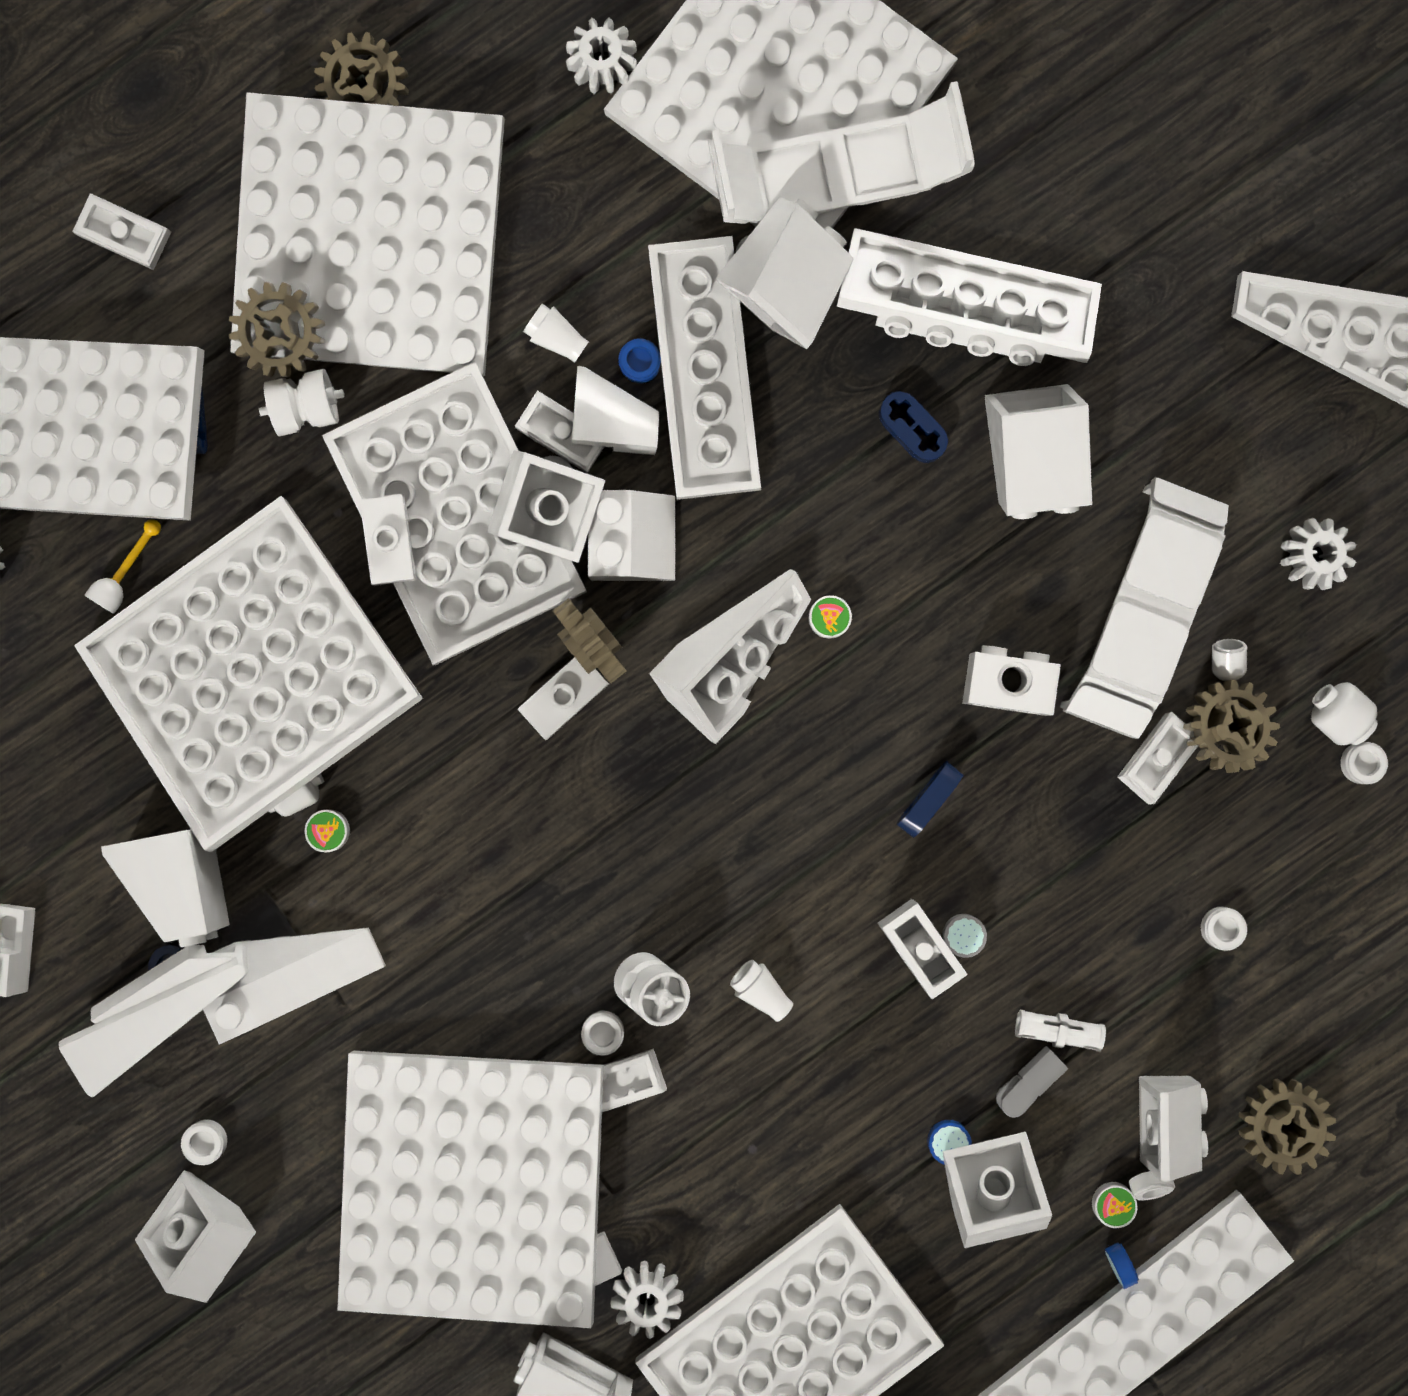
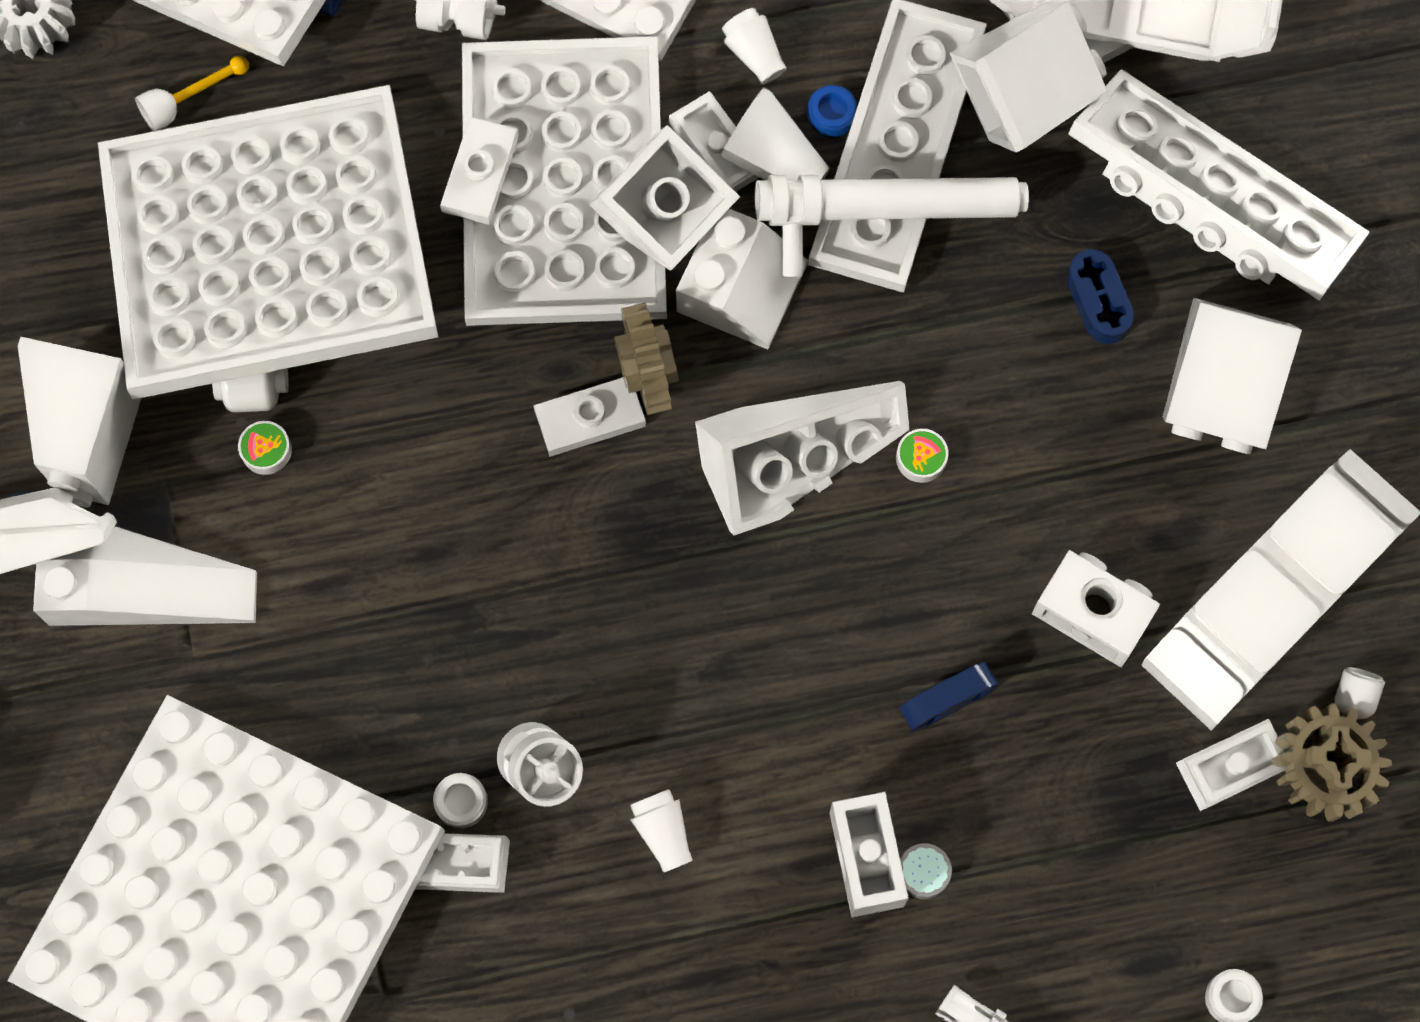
camera: 25 degrees right, 15 degrees down
(664, 453) = (811, 200): none -> white cylinder

